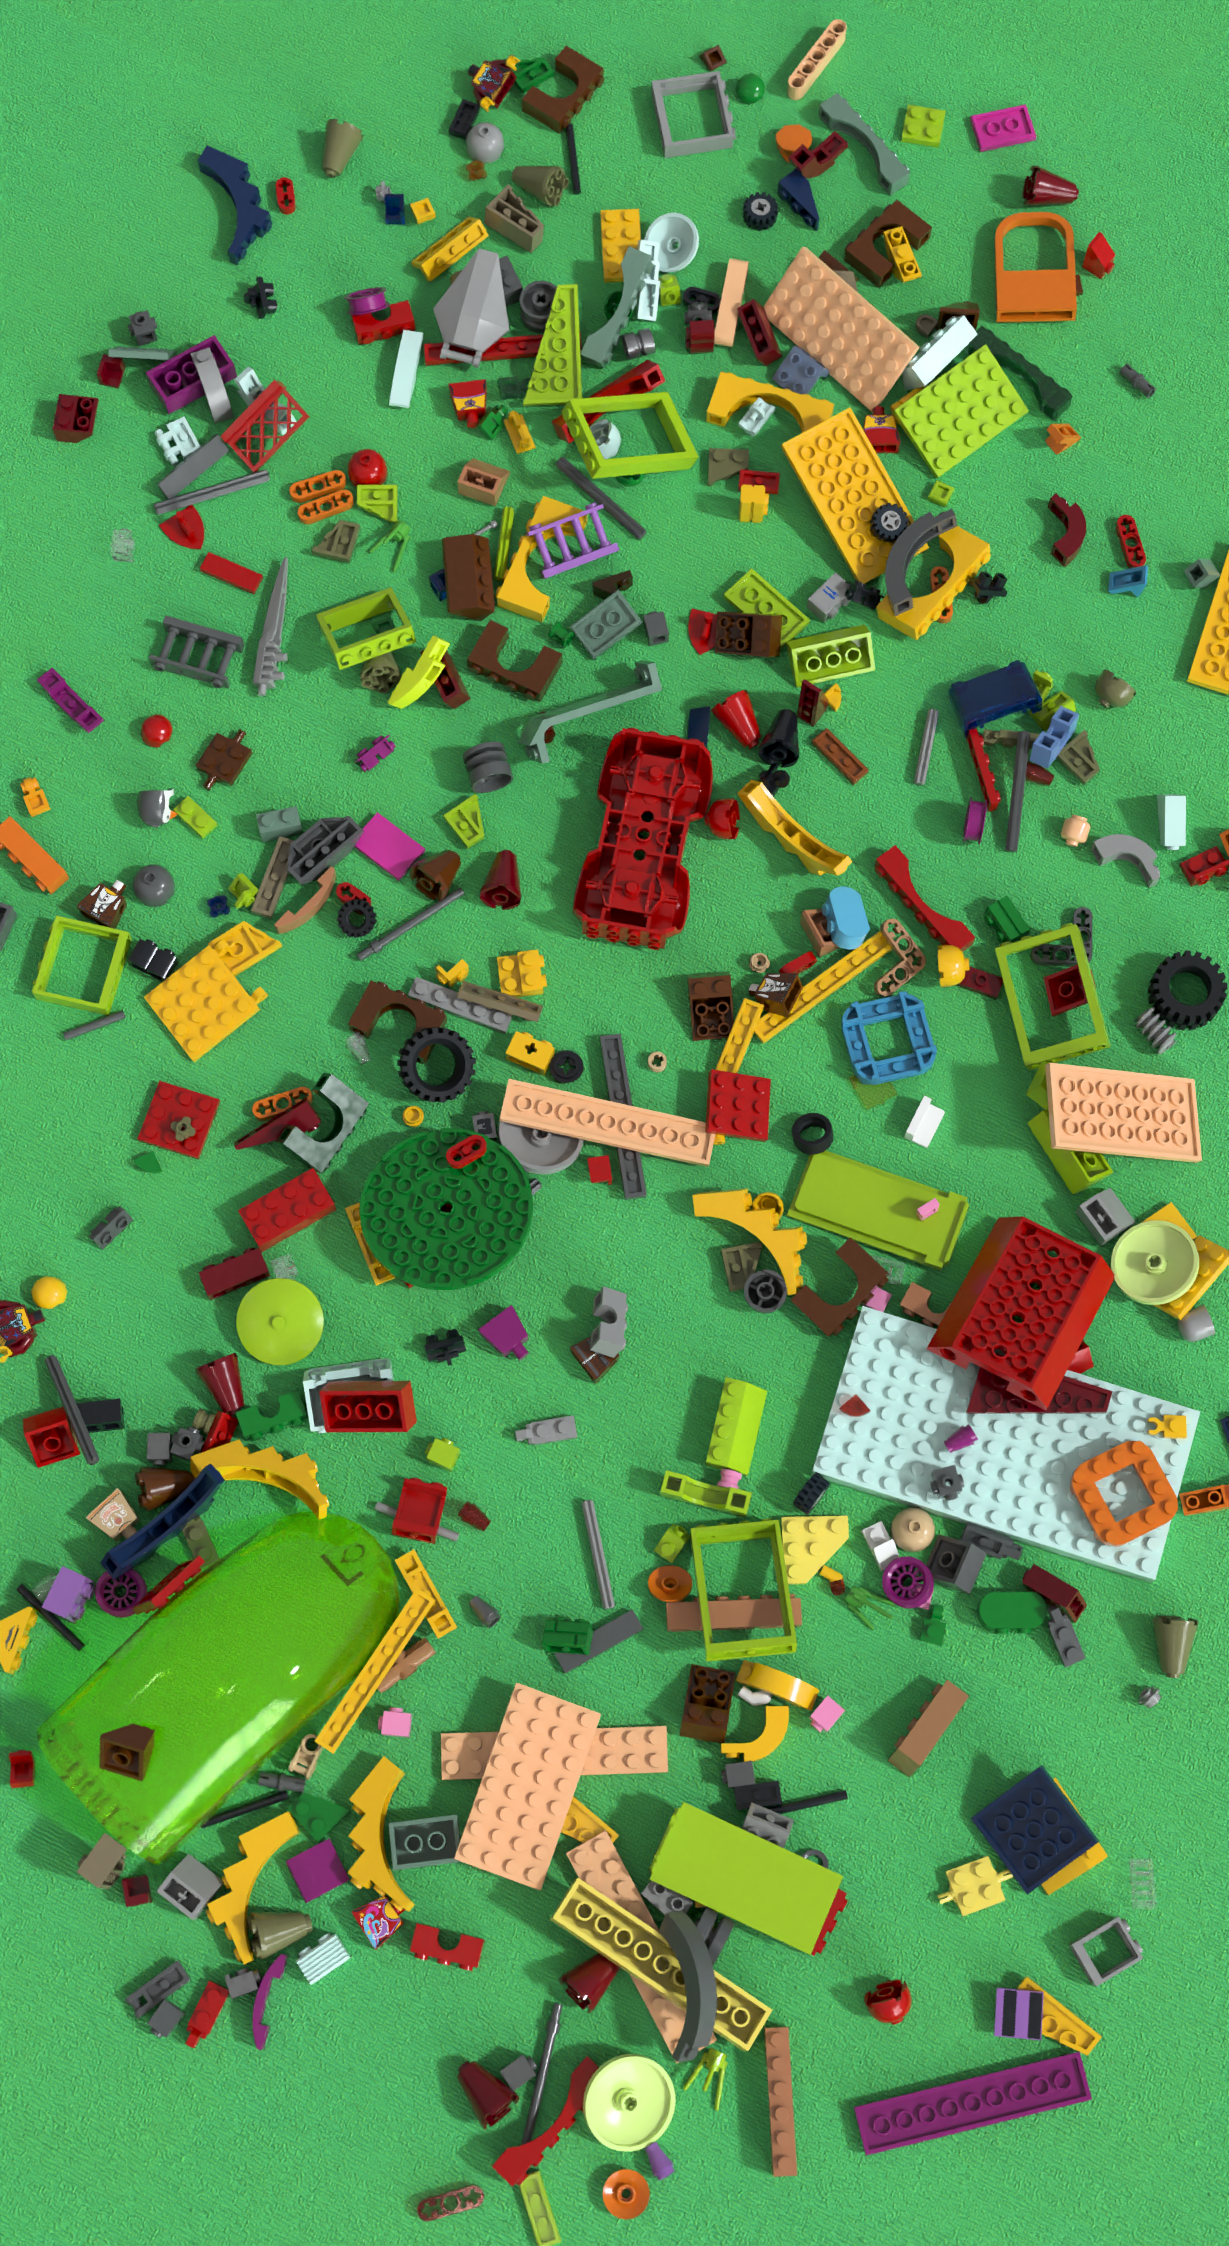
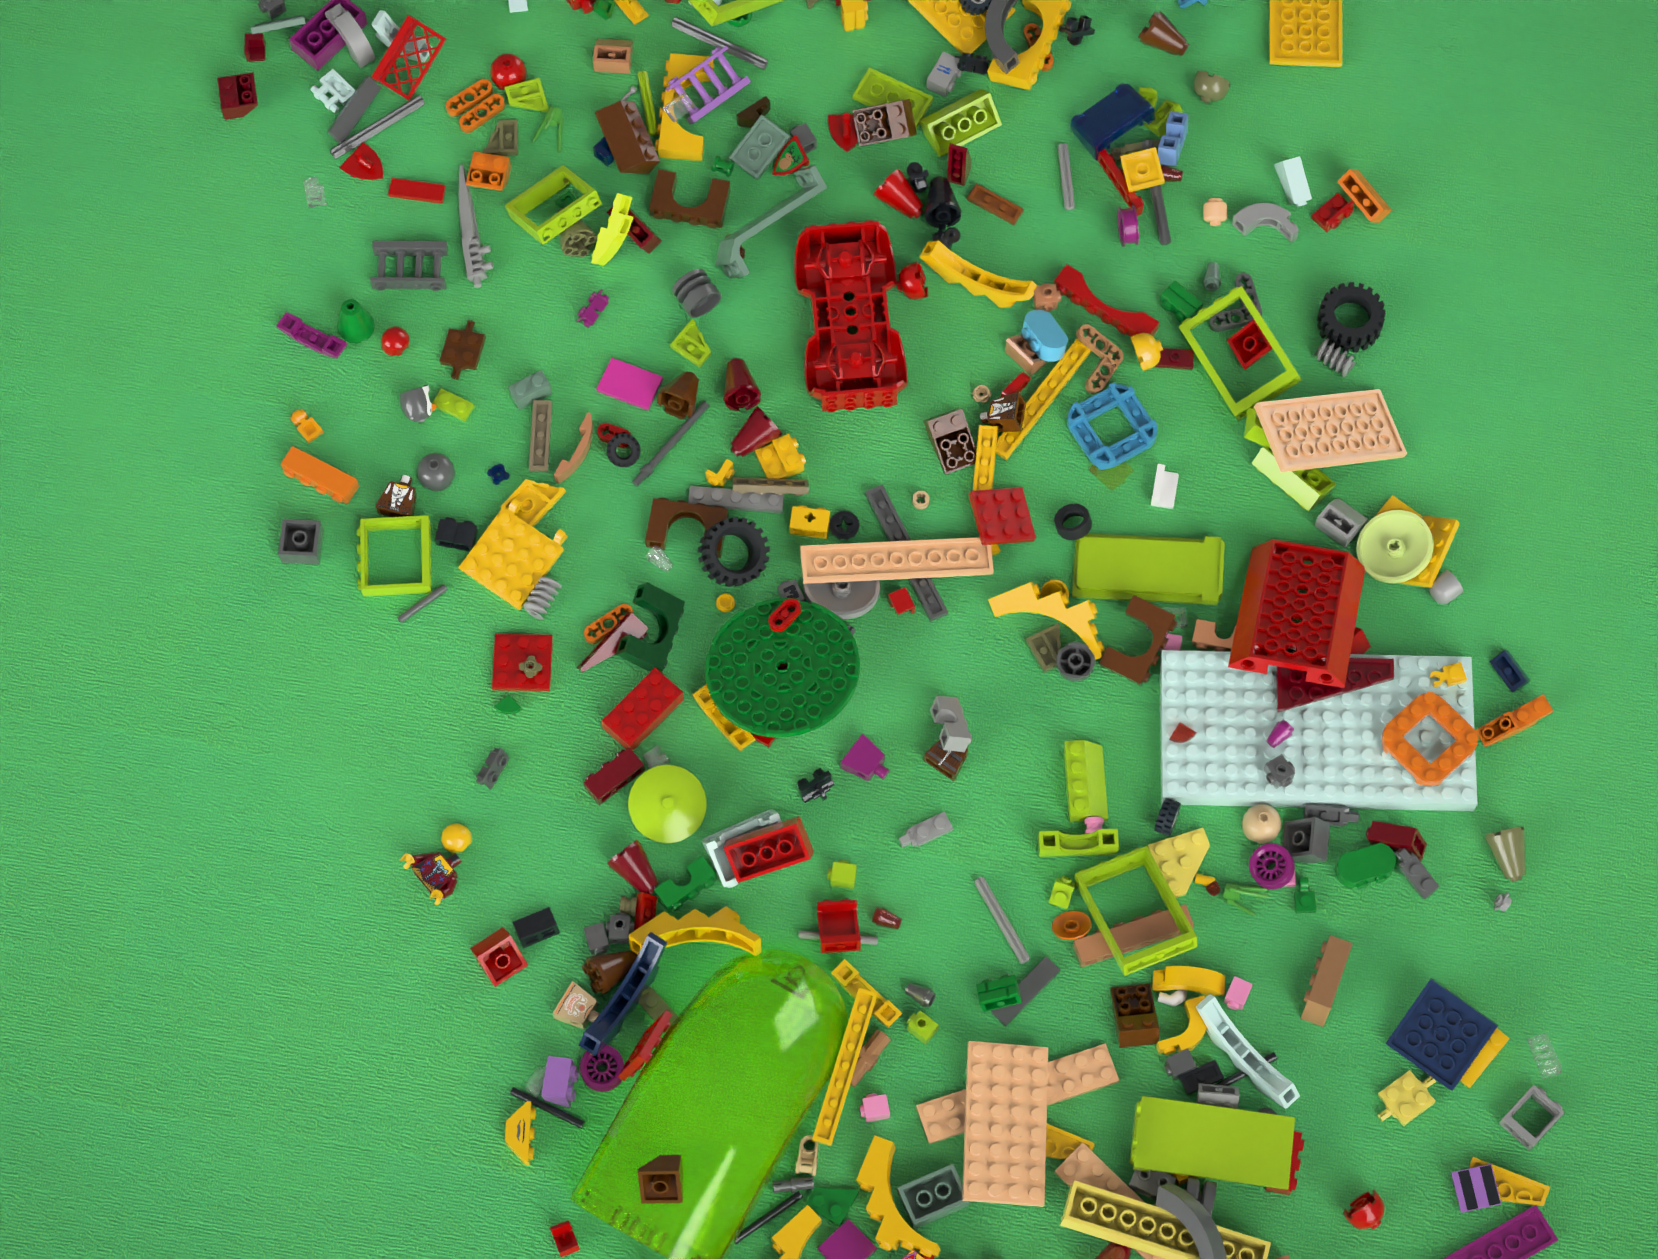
camera: 15 degrees left, 5 degrees down
(71, 1410) = (511, 927): dark grey axle -> none
(120, 699) = (354, 322): none -> green cone
(220, 1055) = (540, 596): none -> light grey piece
(243, 890) = (516, 454): lime bracket -> none
(311, 573) = (489, 171): none -> orange slope
(322, 847) = (575, 398): dark grey wedge -> none
(474, 1648) = (922, 1027): none -> lime brick
(501, 939) = (754, 434): none -> dark red cone
(532, 557) = (679, 107): none -> clear panel
(635, 646) = (790, 158): none -> shield
(699, 724) = (865, 208): dark blue slope -> none
(763, 704) = (917, 177): none -> black hips
(812, 1788) = (1244, 1056): none -> light aqua arch
(834, 696) = (975, 156): yellow tile -> none
(862, 875) = (1046, 297): none -> nougat brick
(880, 1545) = (1238, 843): white slope -> none
(927, 1209) = (1191, 555): bright pink tile -> none
(1009, 763) = (1142, 169): none -> yellow plate
(1049, 904) = (1212, 277): none -> sand green cone
(1079, 758) = (1199, 151): olive wing -> none
(1080, 619) = (1163, 35): none -> reddish brown cone

